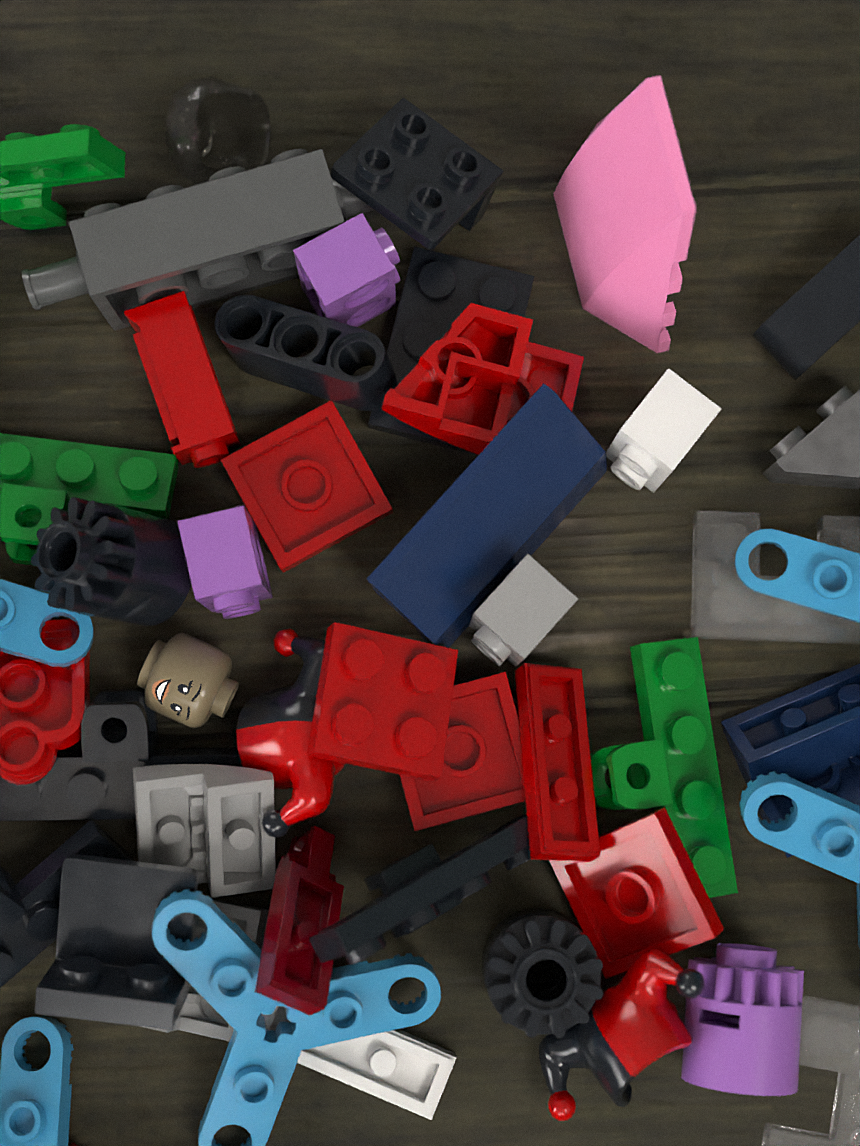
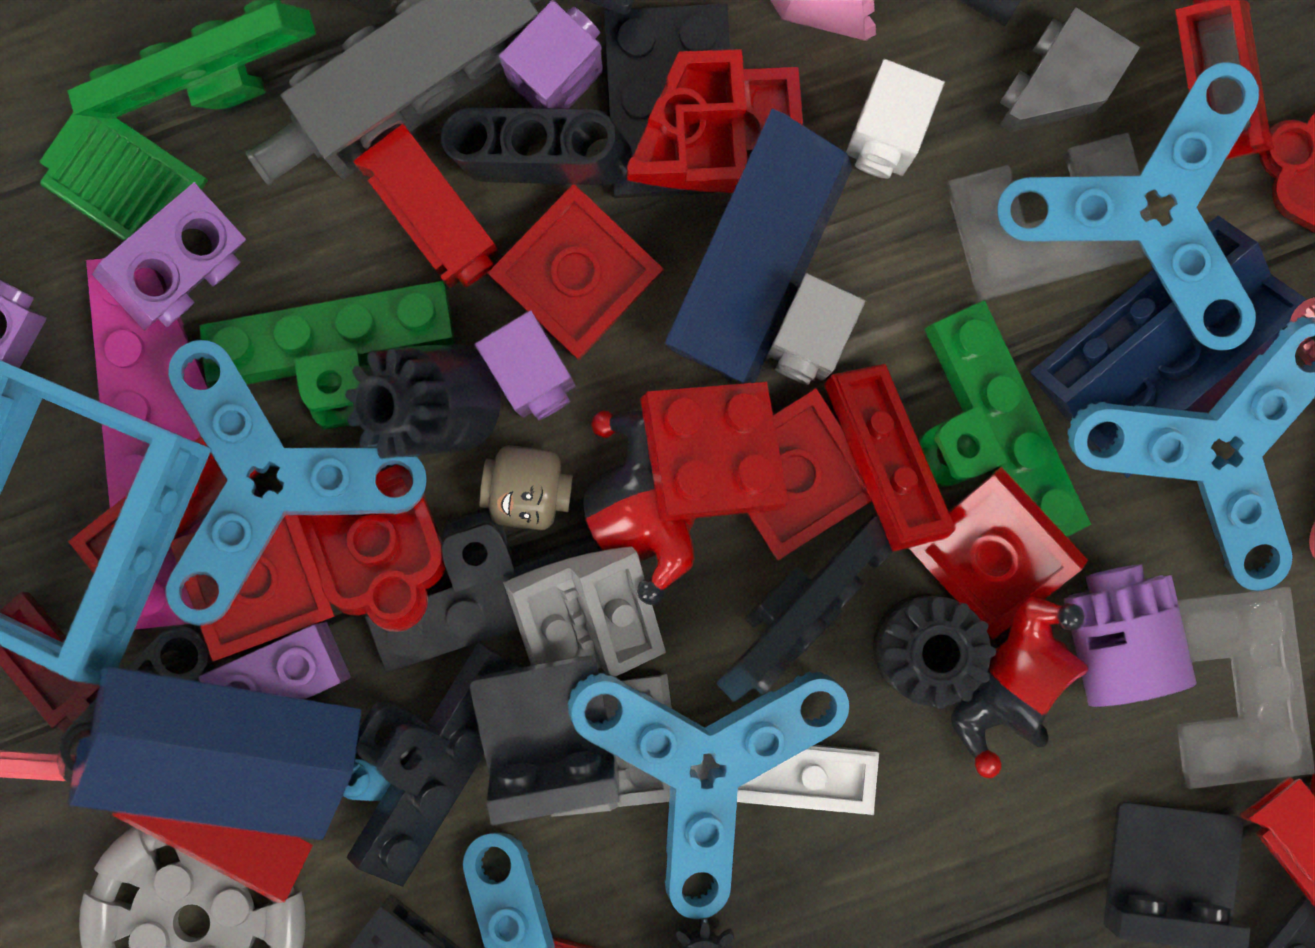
camera: 10 degrees left, 5 degrees up
(301, 905) = (697, 659): dark red hinge -> none

